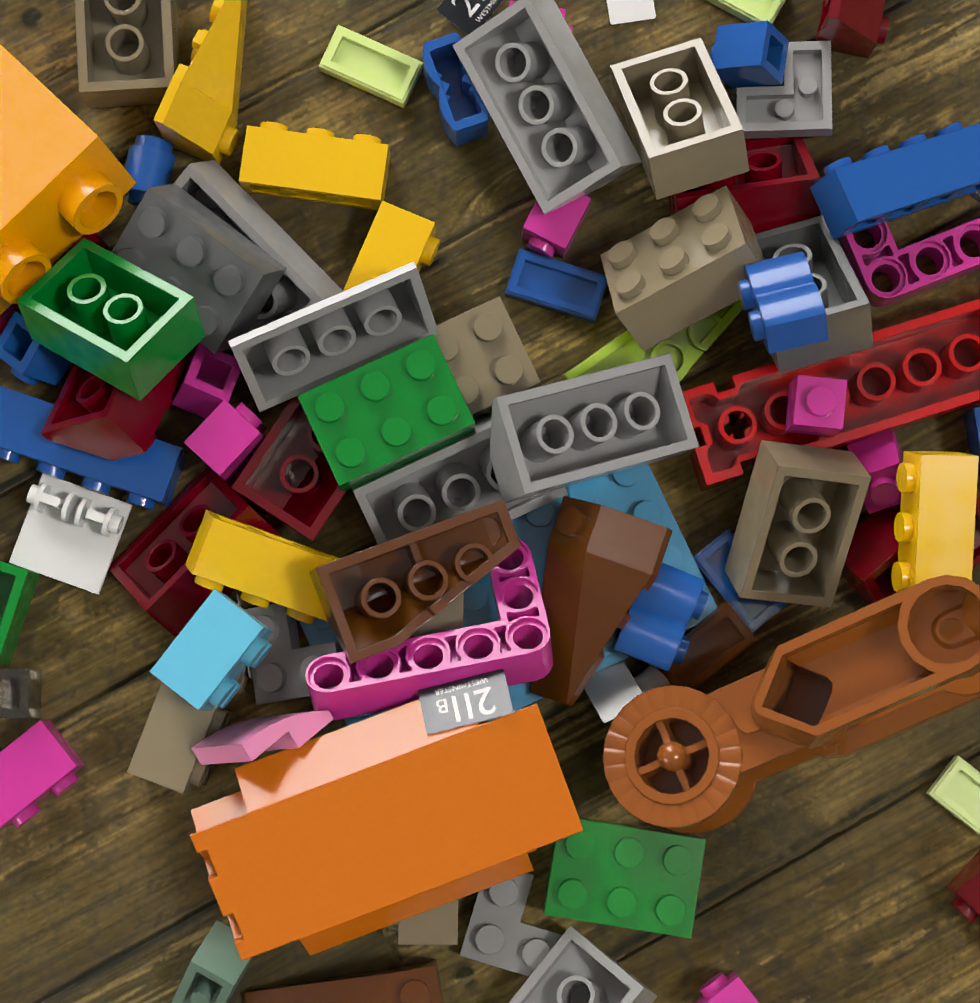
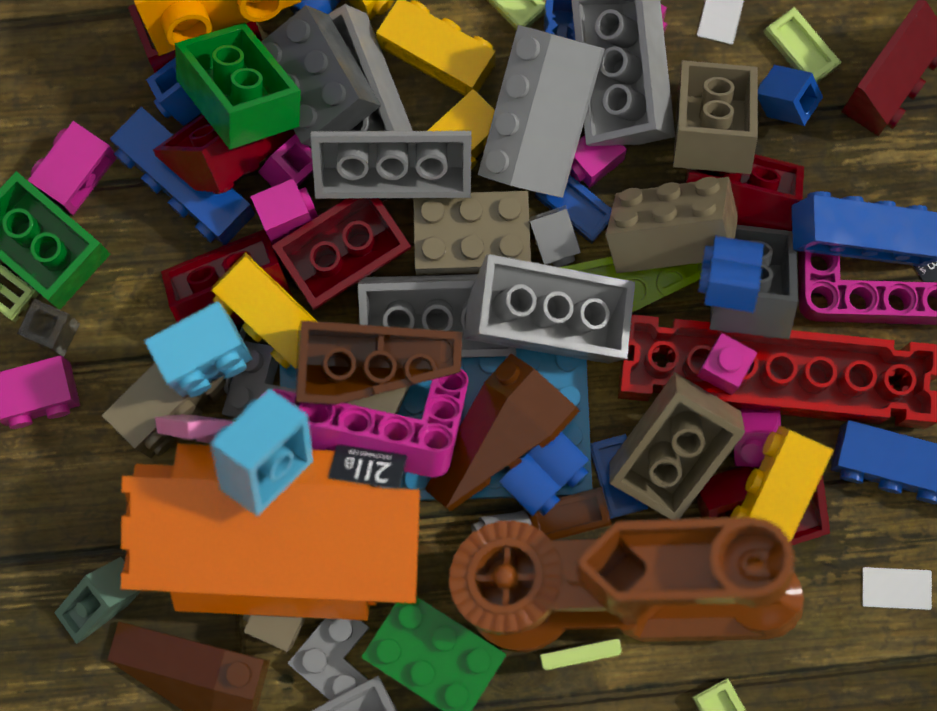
camera: 30 degrees right, 5 degrees down
(70, 533) = (145, 234): white hinge -> none
(343, 740) = (262, 451): none -> medium azure brick
(387, 412) = (405, 236): green brick -> none
(475, 197) = (540, 111): none -> light grey slope
(552, 334) = (555, 236): none -> light grey brick
(612, 690) = (484, 512): white sticker -> none
(785, 801) = (580, 654): none -> yellowish green tile
(800, 105) = (811, 147): light grey plate -> none

